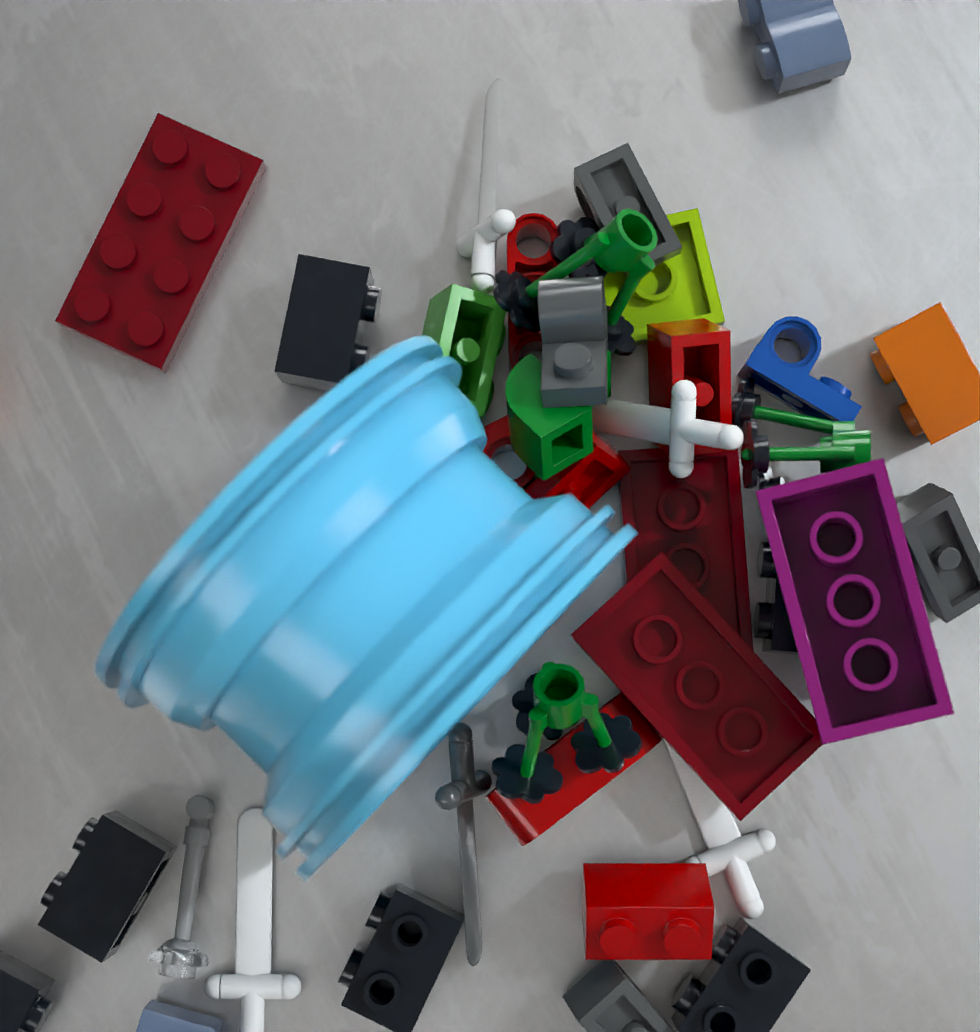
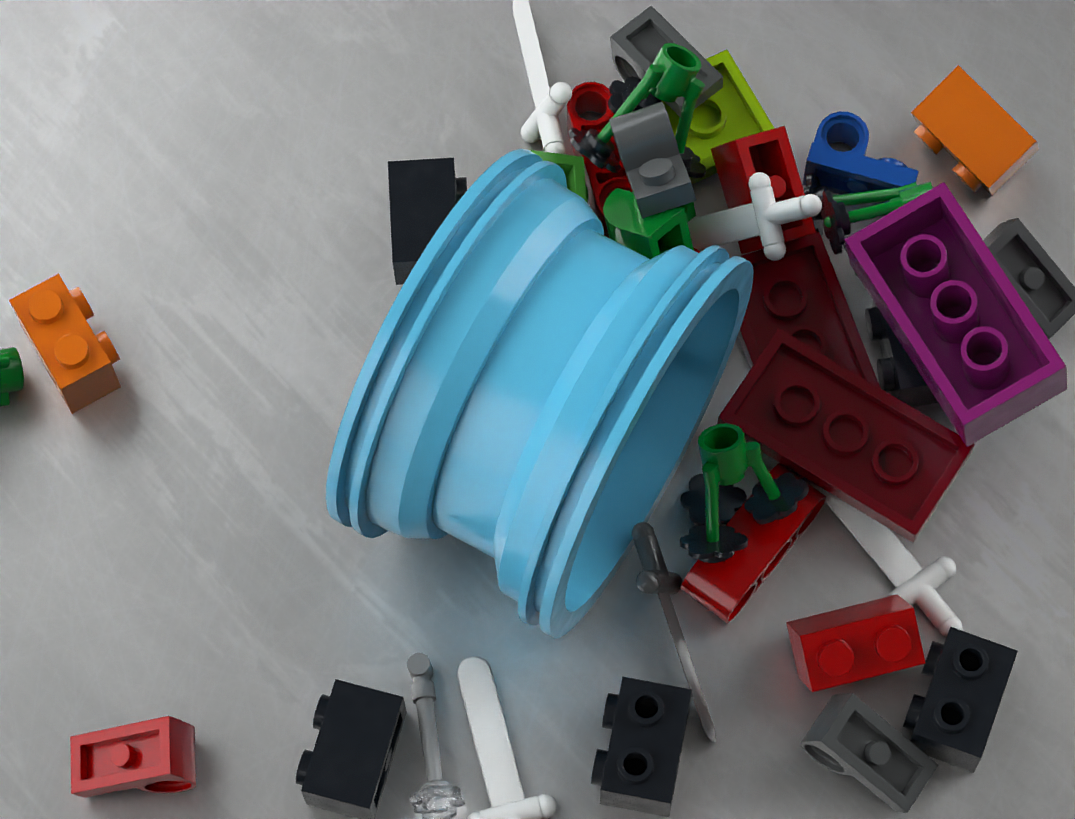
camera: 15 degrees left, 15 degrees down
(161, 243) = (254, 195): dark red plate -> none

